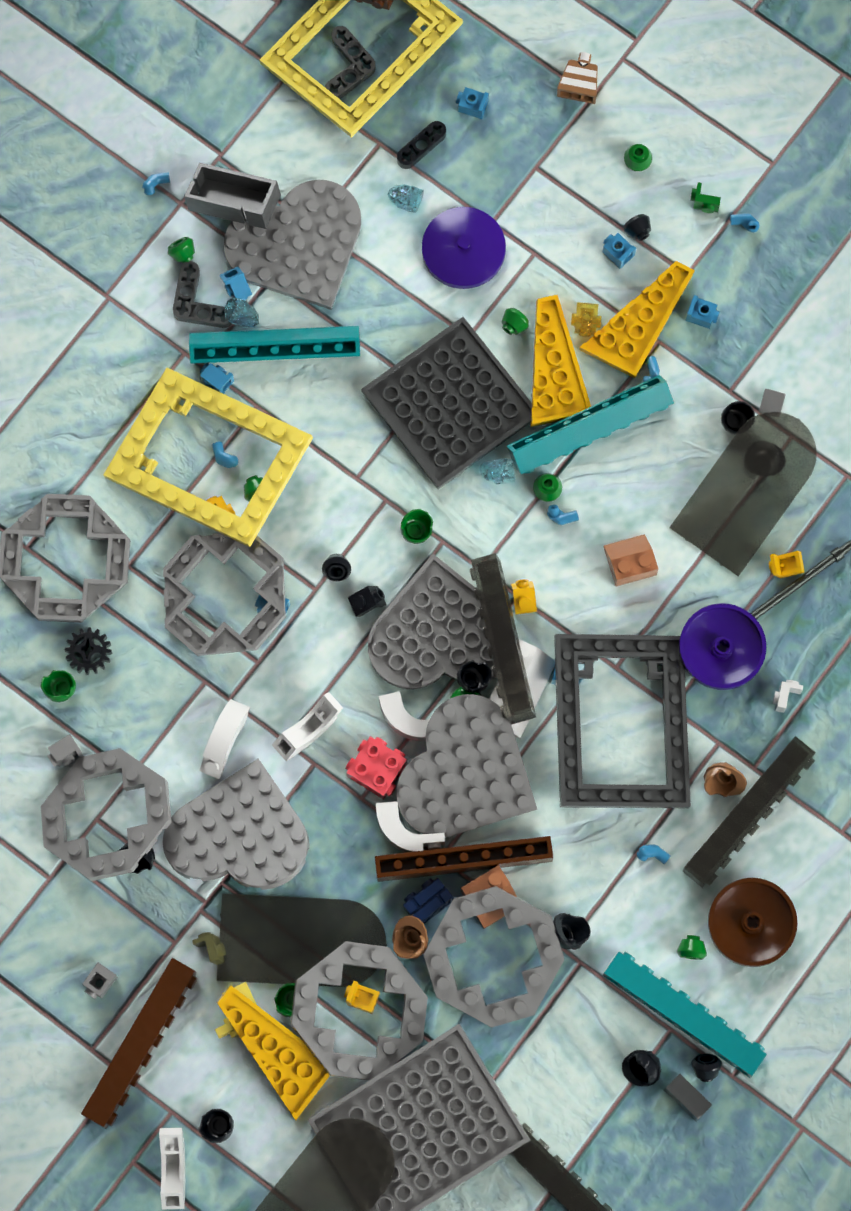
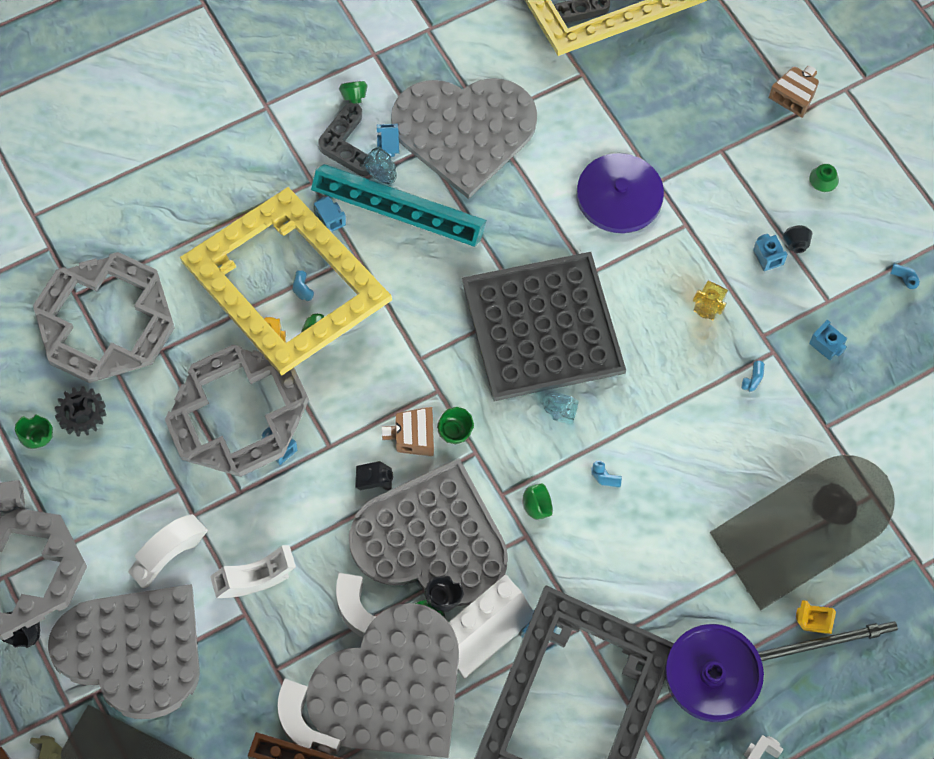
camera: 20 degrees right, 10 degrees down
(153, 180) = (359, 24): dark azure arm -> none
(232, 195) = (422, 60): dark grey piece -> none
(336, 568) = (358, 432): black cone -> none
(376, 767) = (304, 643): coral brick -> none
(382, 547) = (412, 432): none -> medium nougat torso
(406, 197) = (586, 128): clear light blue rock -> none
(436, 138) = (628, 82): black beam -> none
(473, 108) = (686, 71): dark azure brick -> none
(503, 639) = (489, 569): clear smoke brick -> none
(514, 321) = (638, 276): green cone -> none
(515, 563) = (537, 502): none -> green hair
(524, 596) = (531, 538): yellow bracket -> none
(544, 491) = (603, 443): green cone -> none
(557, 378) = (658, 343): yellow wing -> none
(590, 424) = (671, 400): teal brick -> none
(631, 560) = (656, 548): nougat slope -> none
(635, 329) = (759, 328): yellow wing -> none
(703, 202) = (872, 241): green bracket -> none
(736, 415) = (822, 449): black hair -> none
(772, 401) = (867, 450): light grey slope -> none

